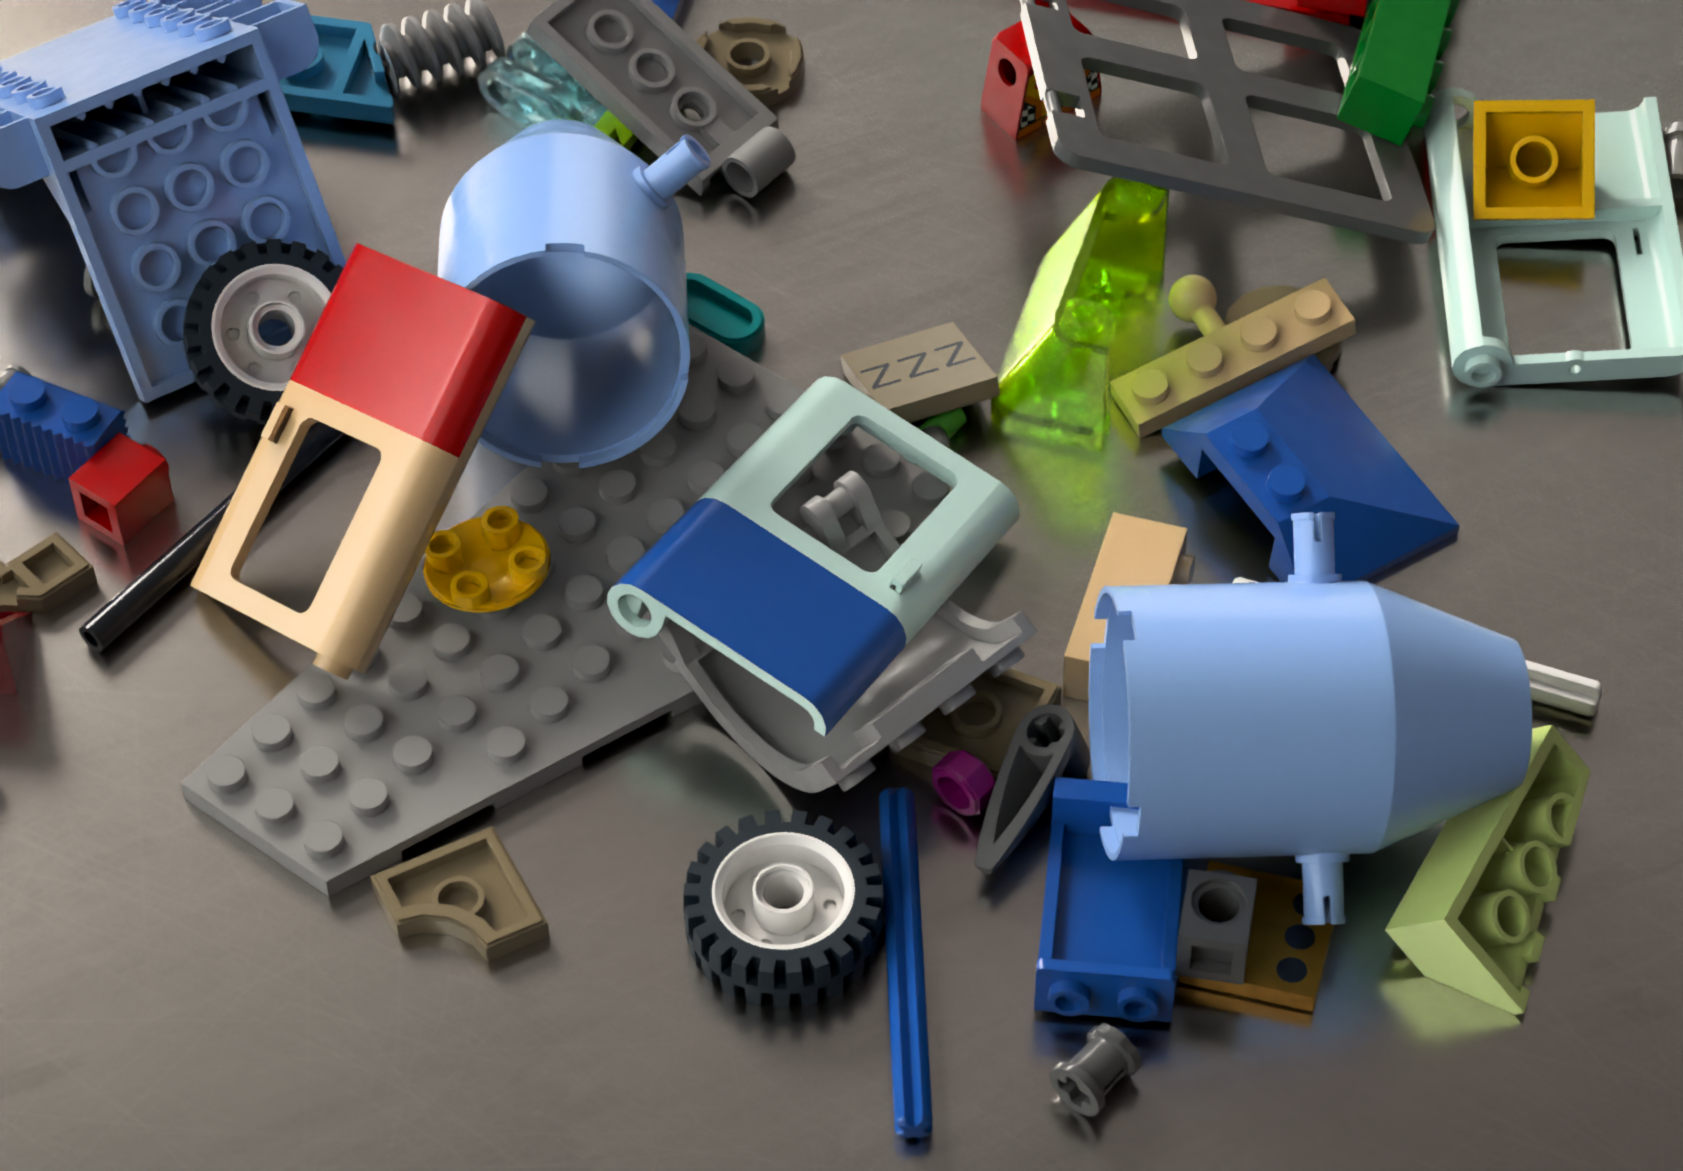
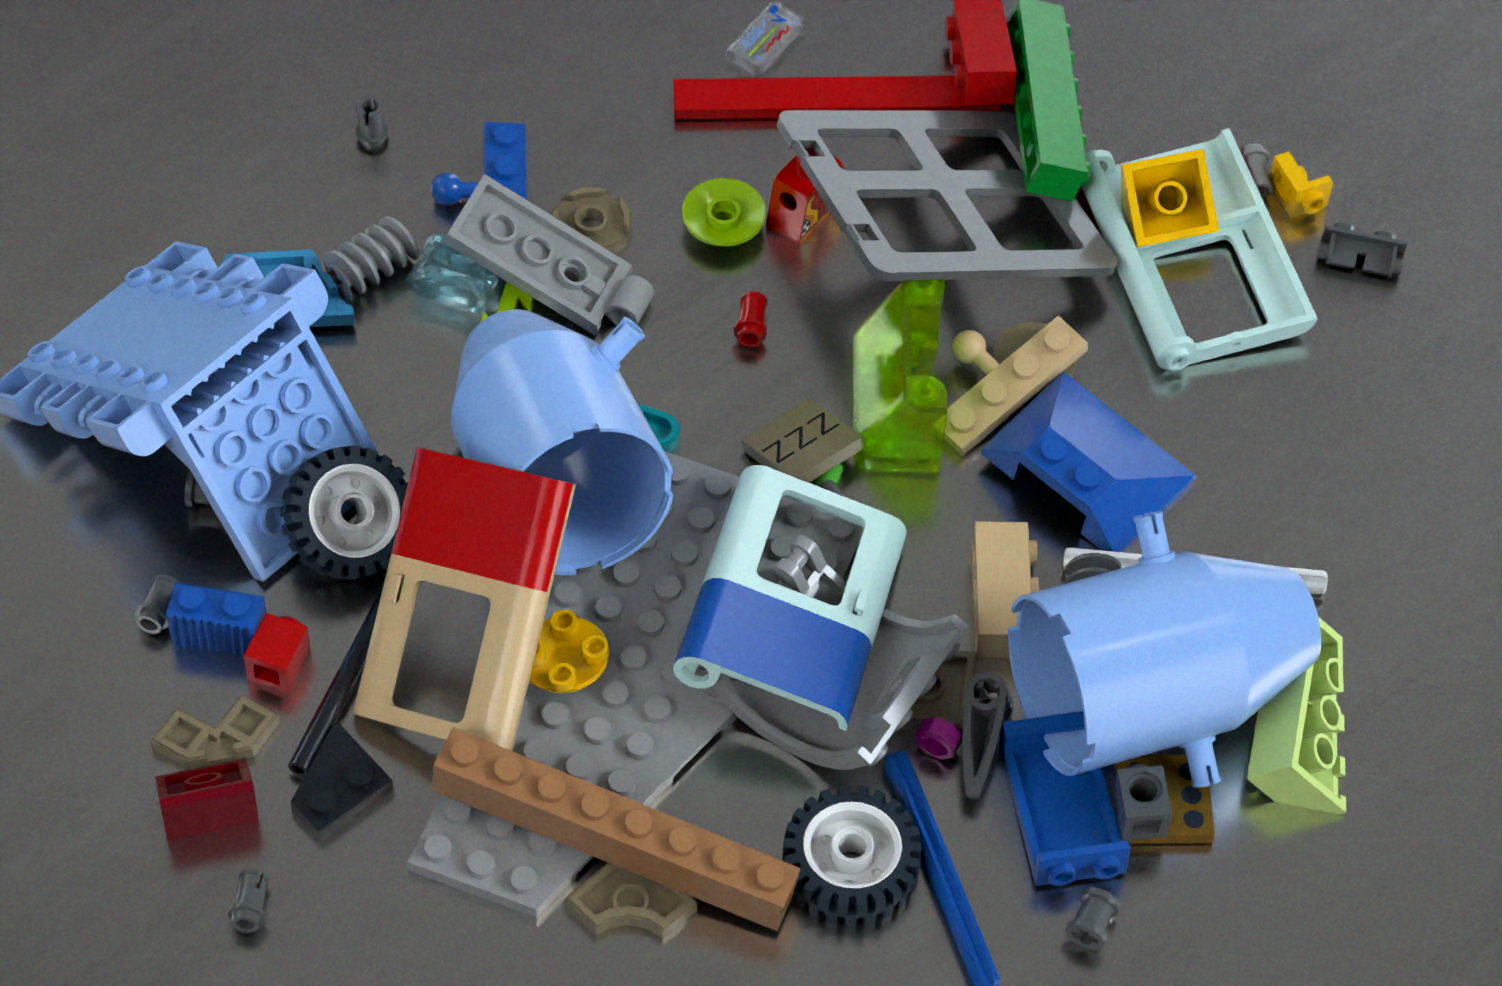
camera: 20 degrees left, 5 degrees up
(135, 669) = (338, 784): none -> black wing
(464, 797) = (614, 828): none -> medium nougat brick
(907, 222) = (751, 328): none -> red pin
(923, 76) = (727, 200): none -> lime dish

